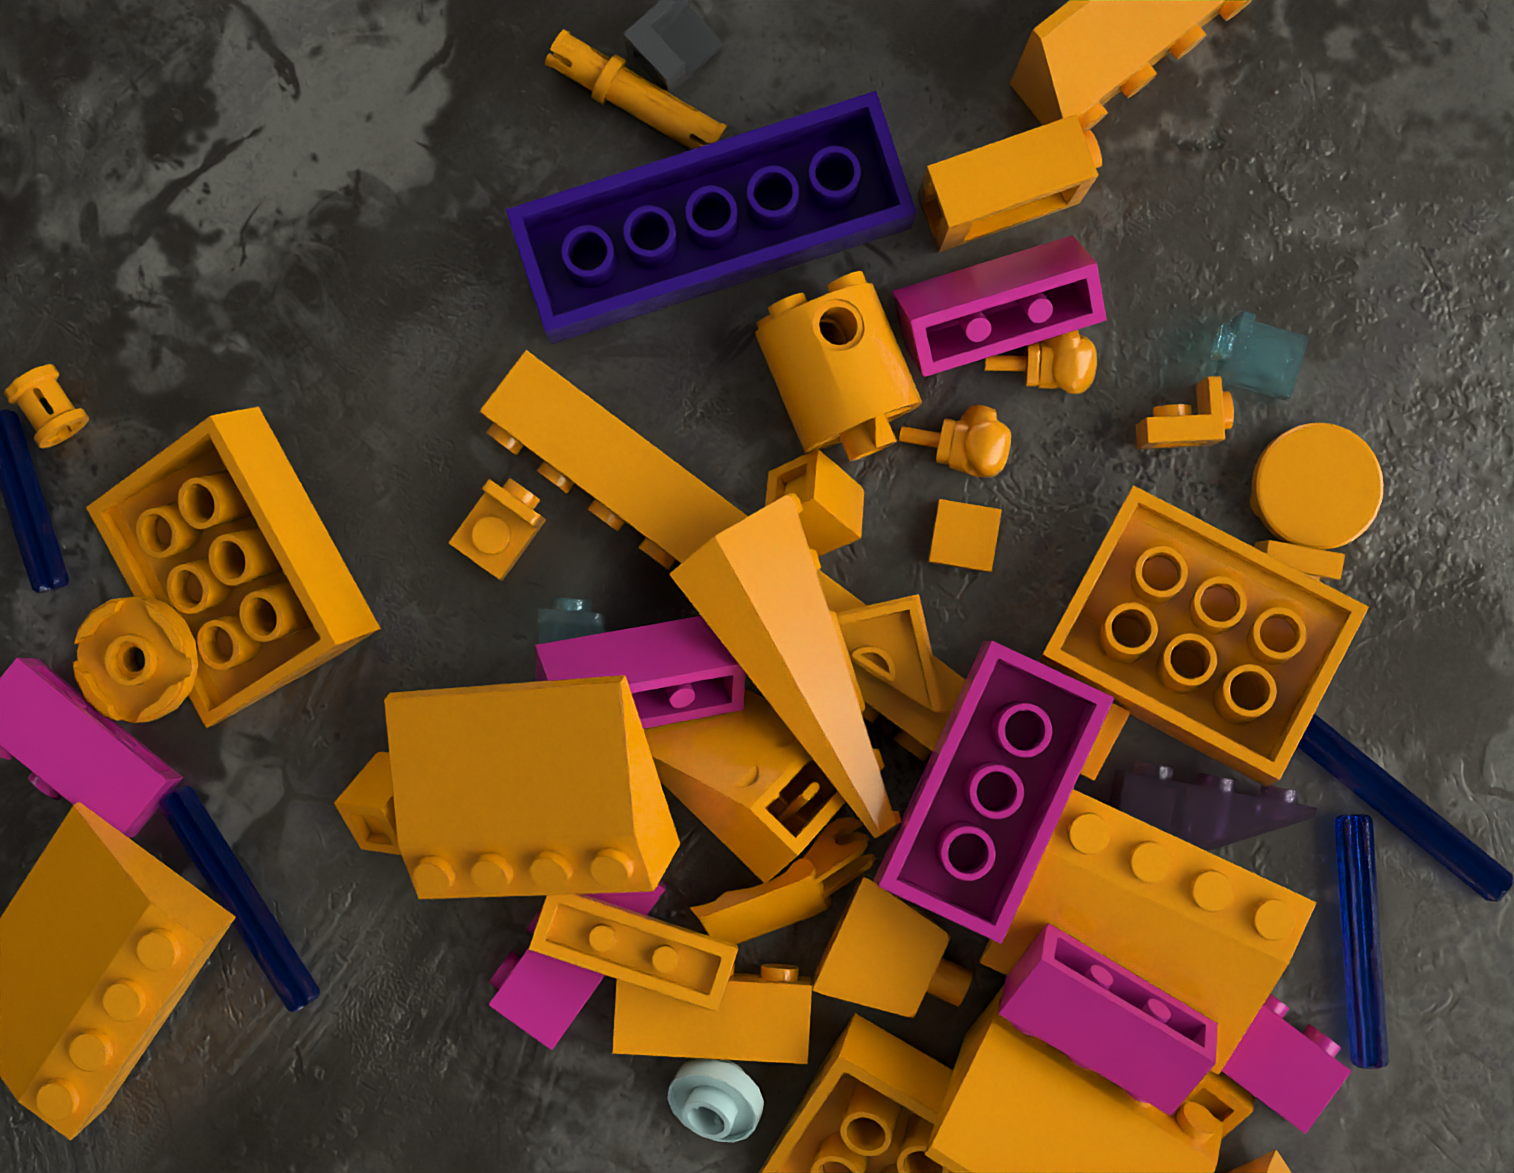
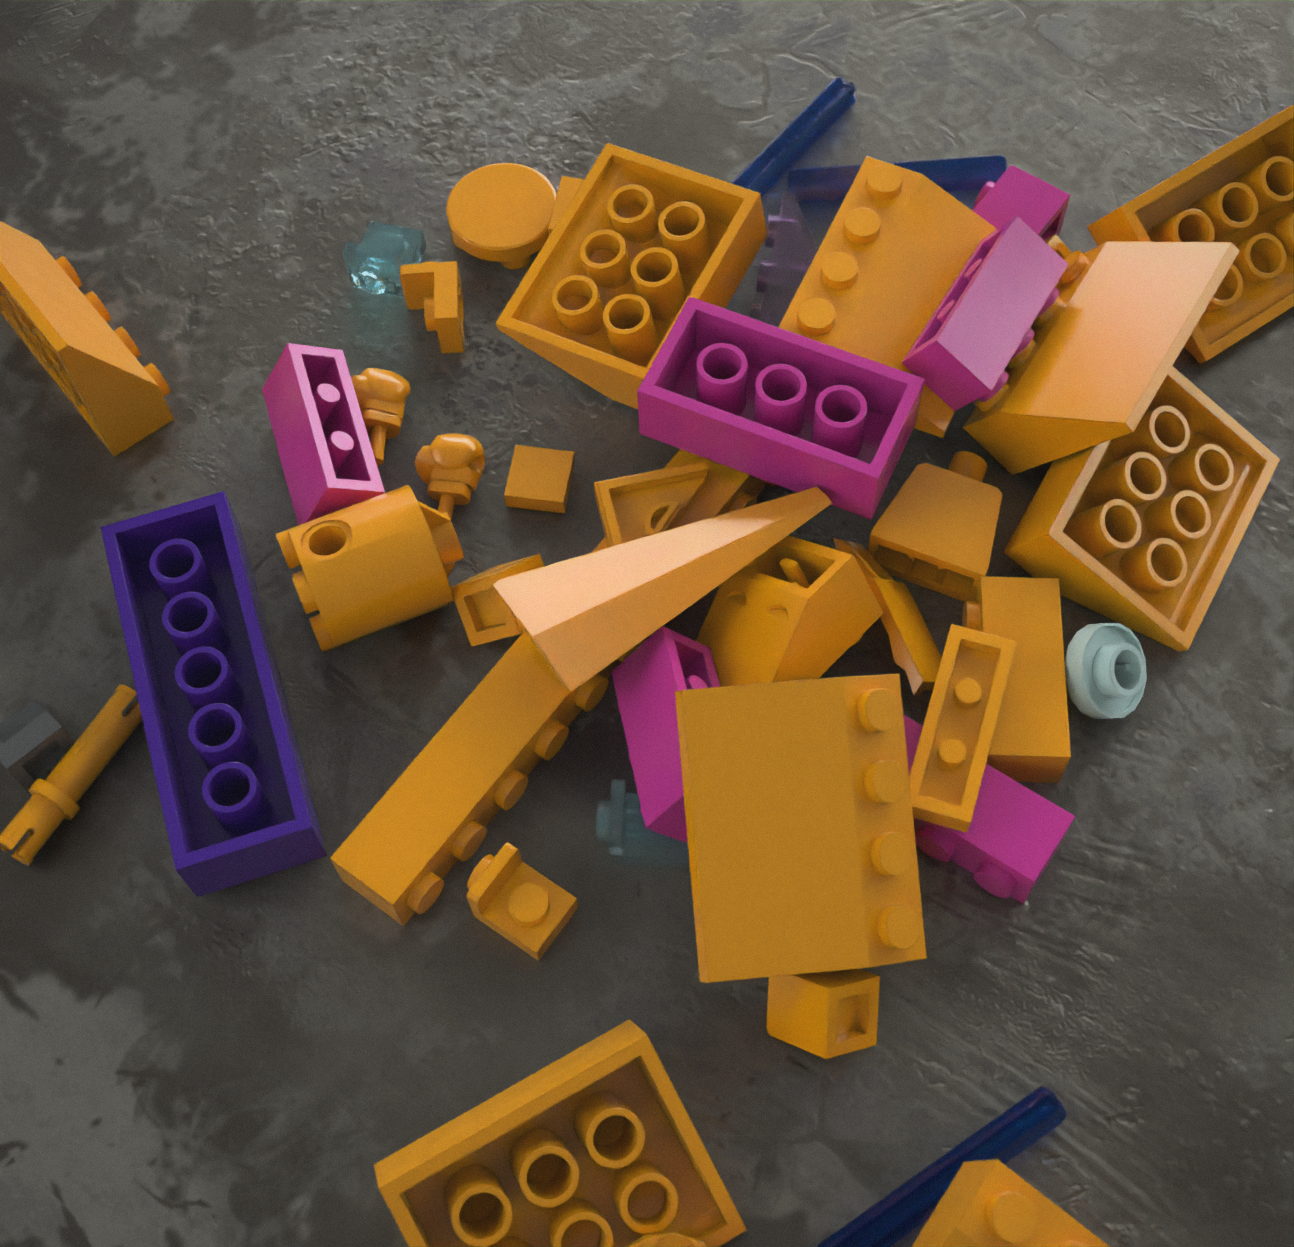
camera: 85 degrees left, 25 degrees down
(1009, 182) = (205, 423): light orange window -> none

